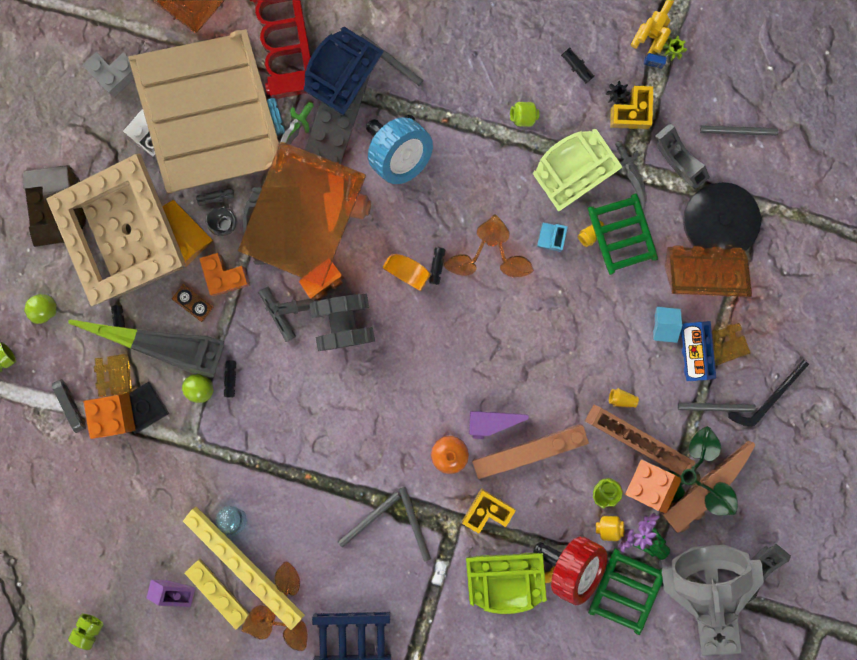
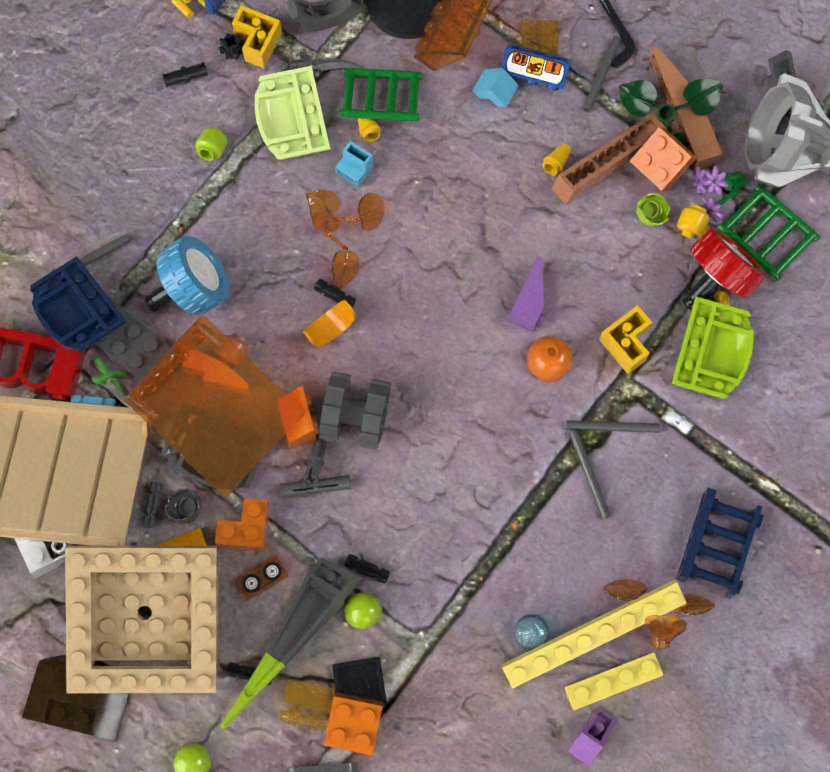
camera: 70 degrees left, 15 degrees down
(531, 451) = (578, 272): nougat slope -> none

